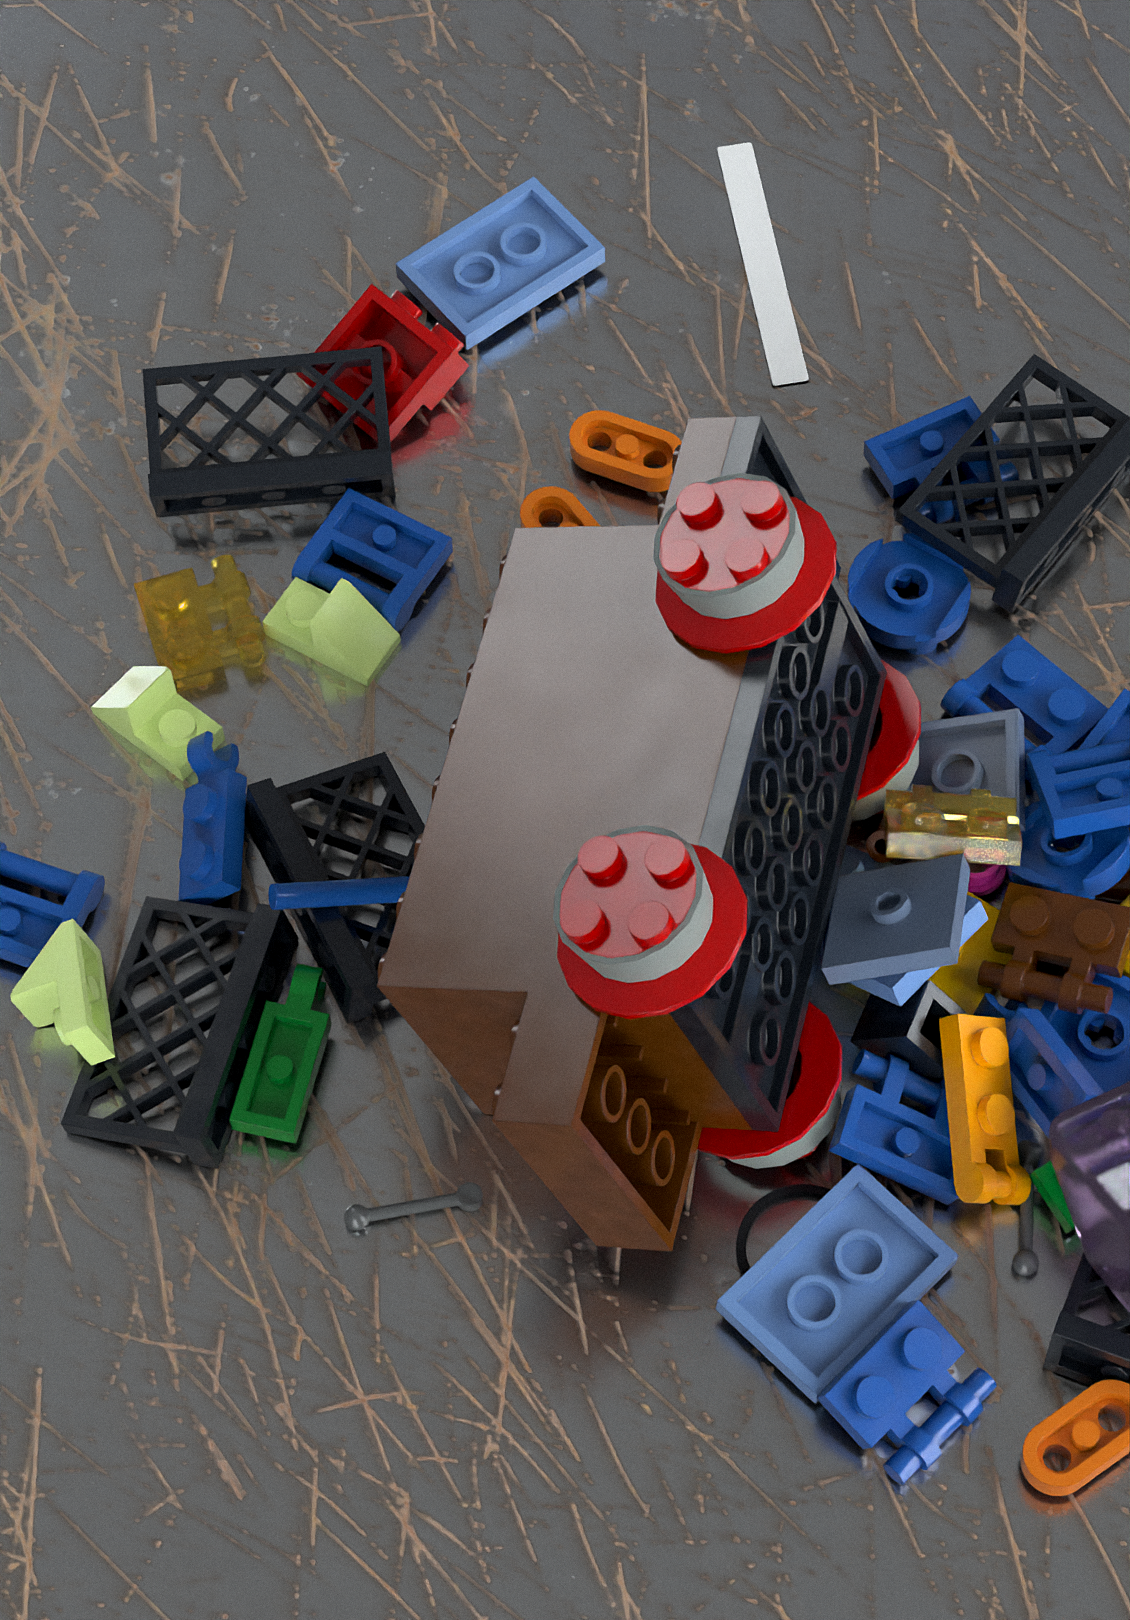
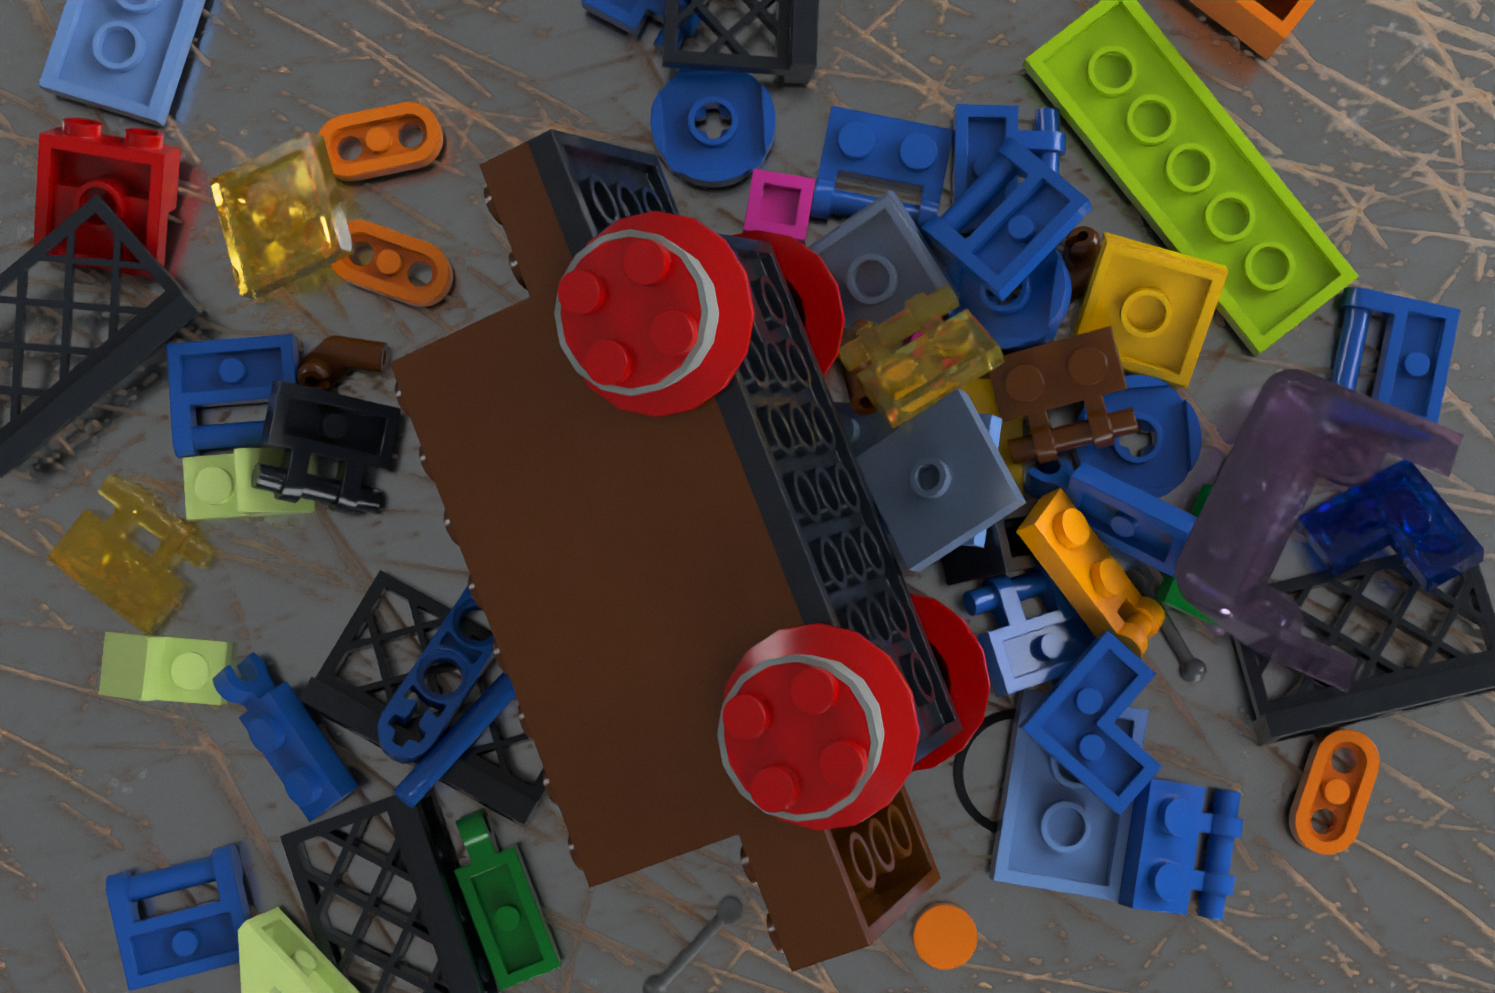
camera: 35 degrees left, 25 degrees up
(392, 823) = (445, 646): none -> blue beam
(429, 618) = (330, 427): none -> black plate
(463, 582) = (336, 357): none -> reddish brown arm
(509, 451) = (282, 215): none -> clear yellow plate
(640, 1335) = (944, 935): none -> orange tile
(886, 1209) = (1079, 728): none -> blue plate
(927, 673) = (779, 204): none -> dark pink plate

